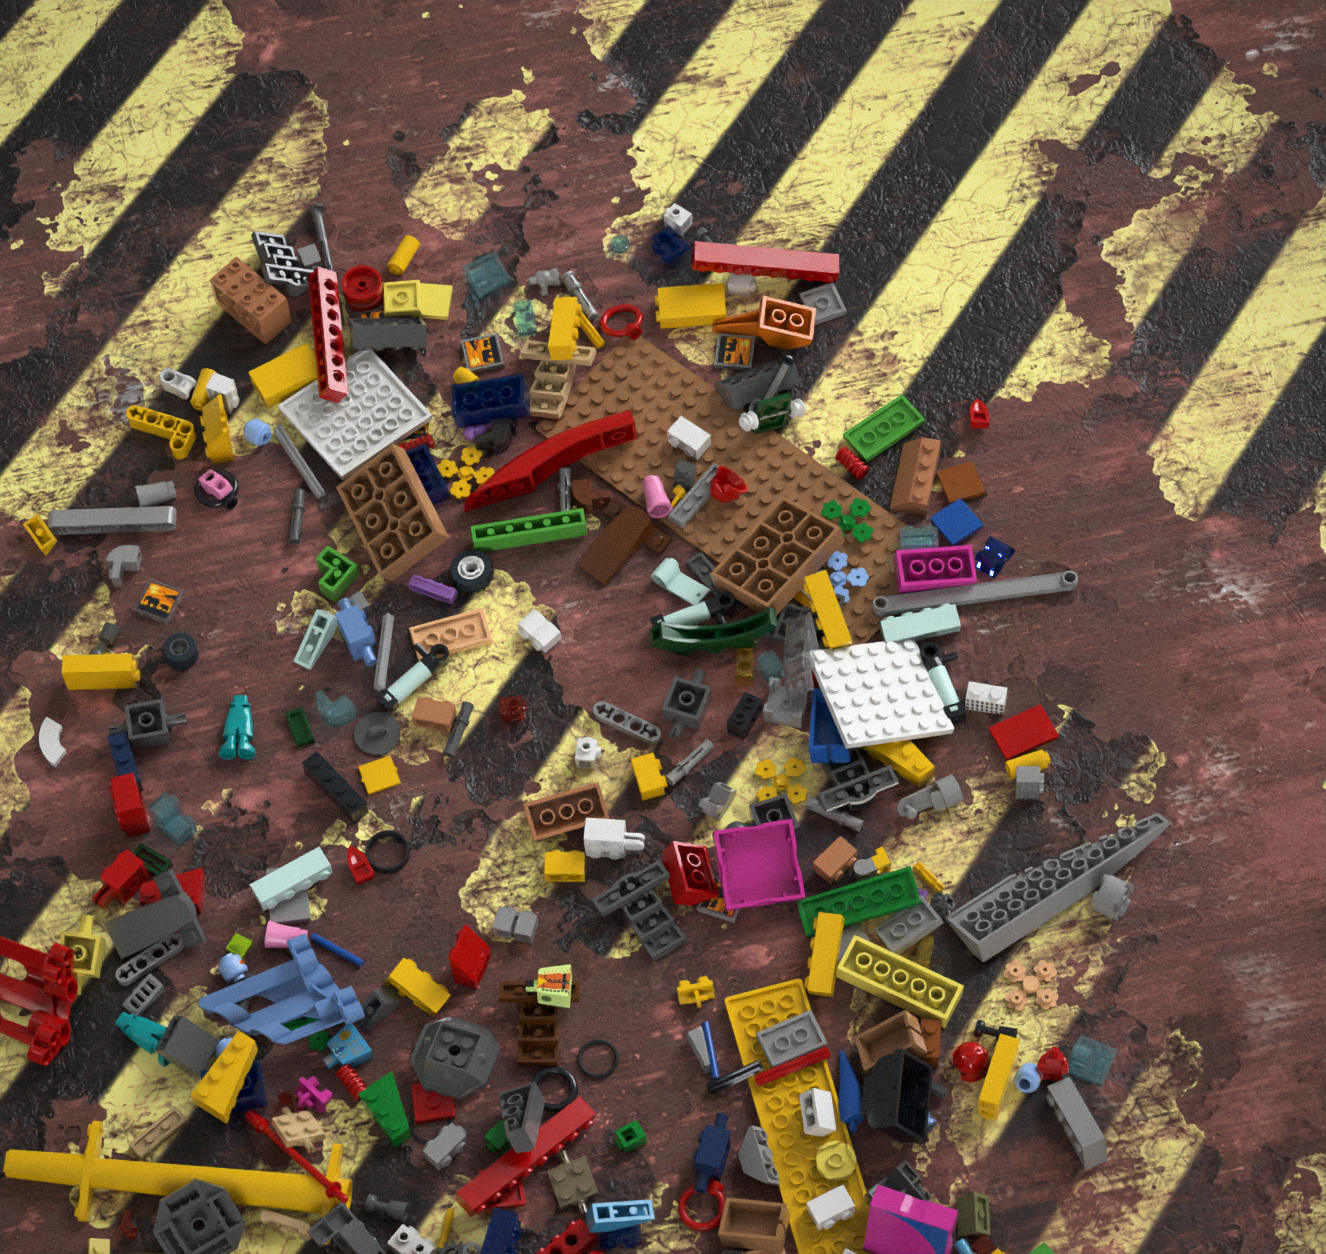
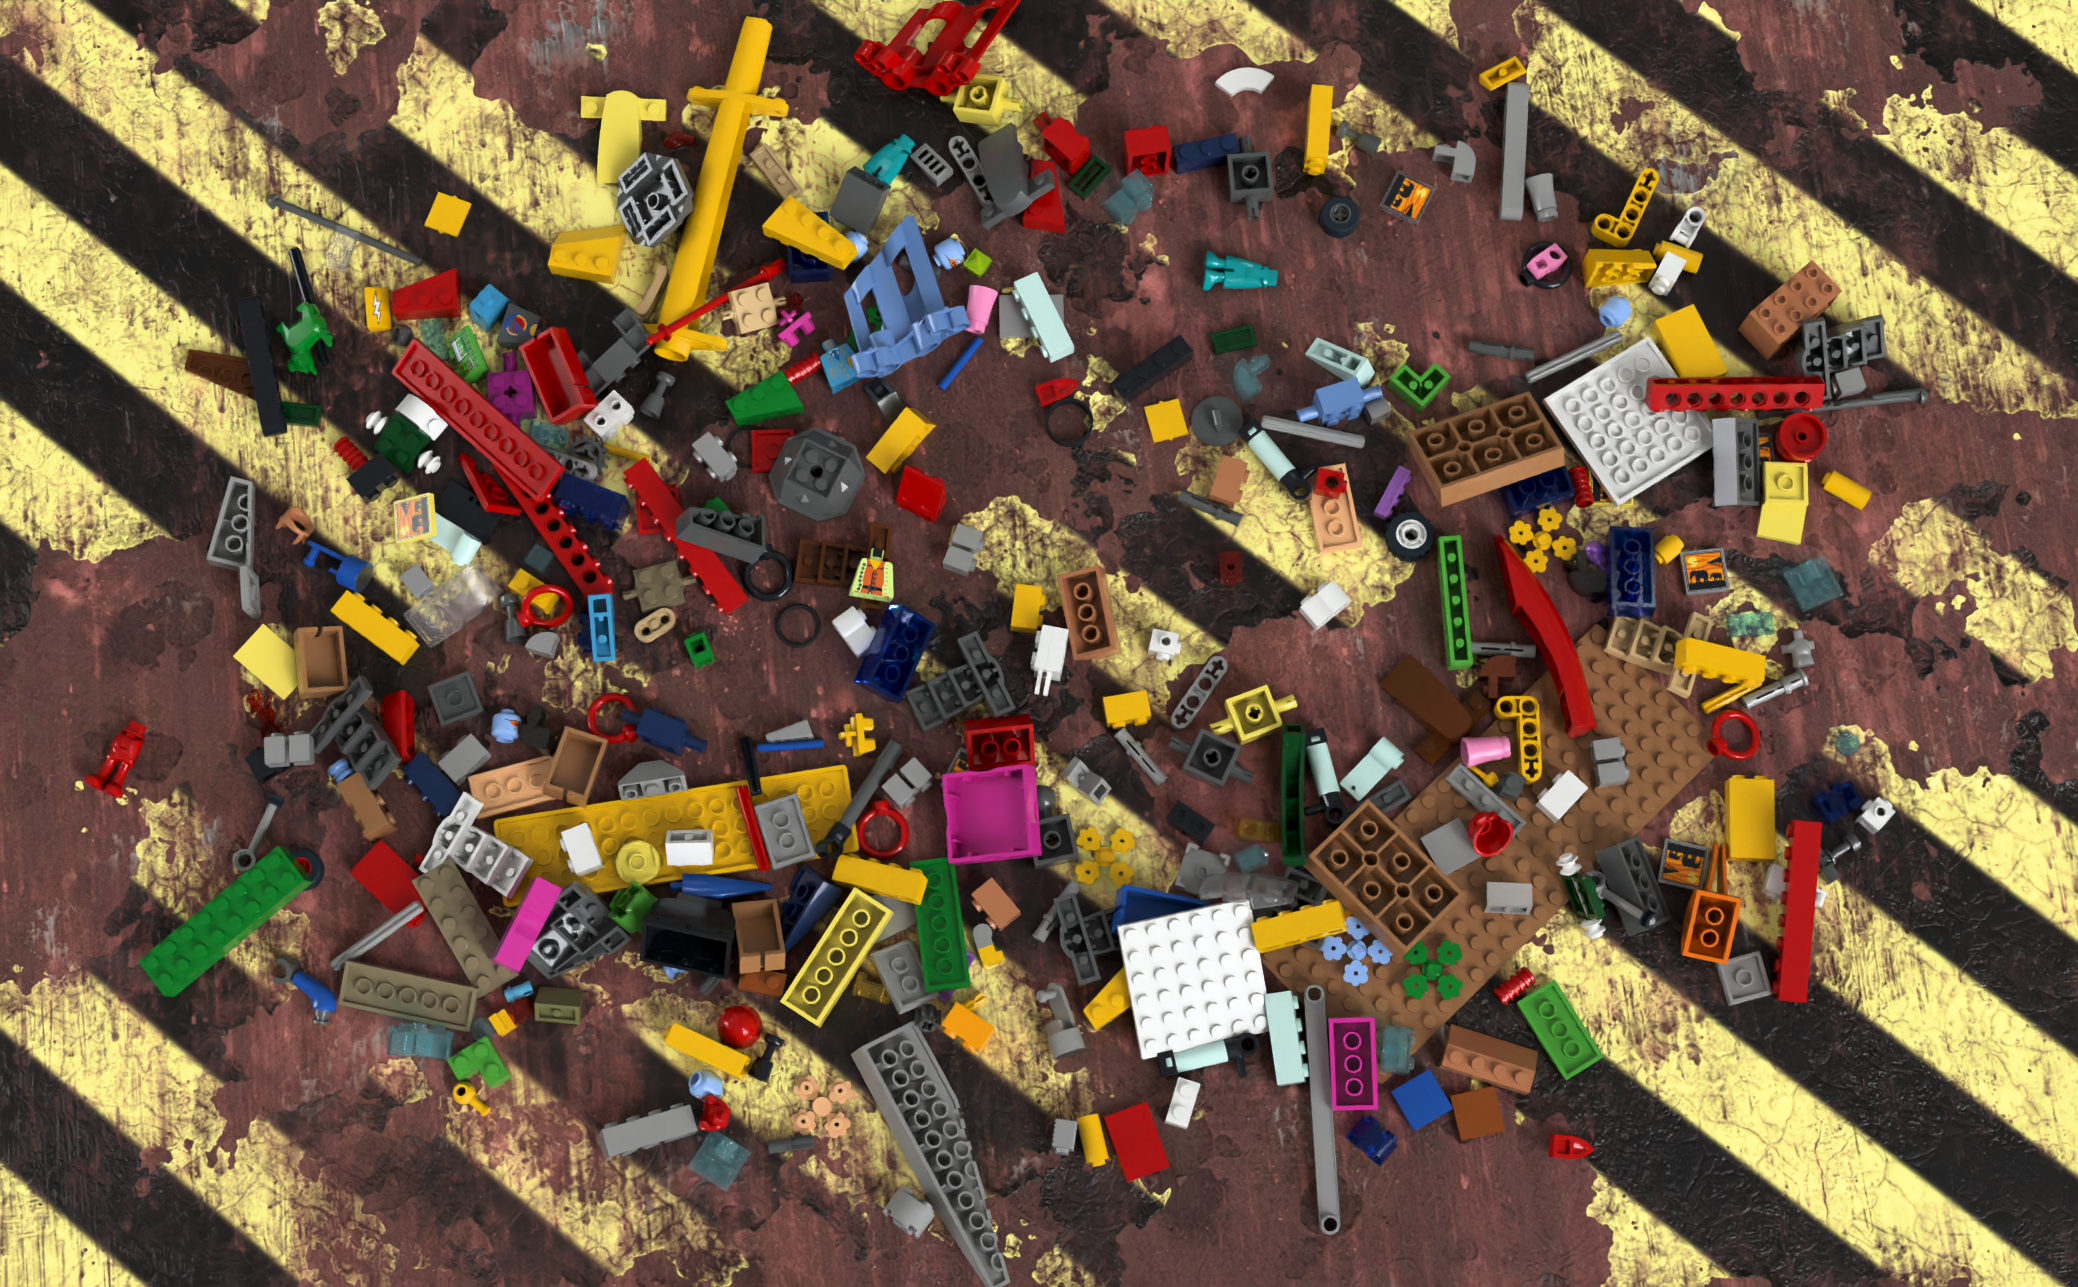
camera: 90 degrees right, 15 degrees up
(430, 640) = (1323, 490): none -> red brick
(600, 1005) = (854, 630): none -> white brick
(611, 1181) = (654, 624): none -> tan plate
(618, 965) = (894, 653): none -> clear blue brick
(643, 470) = (1524, 740): none -> yellow beam
(644, 674) = (1259, 702): none -> light yellow brick
(646, 406) = (1608, 751): none -> light grey piece
(731, 942) = (916, 776): none -> light grey piece
(739, 517) = (1449, 847): none -> light grey tile
(760, 965) = (882, 808): none -> red piece
(779, 470) = (1508, 898): none -> light grey hinge
(799, 994) = (841, 830): none -> dark grey piece
(849, 1014) = (809, 902): none -> dark blue wedge
(878, 1155) = (630, 907): none -> bright green brick
(948, 864) = (968, 1027): none -> light orange brick
(1068, 1004) = (791, 1144): none -> dark grey axle

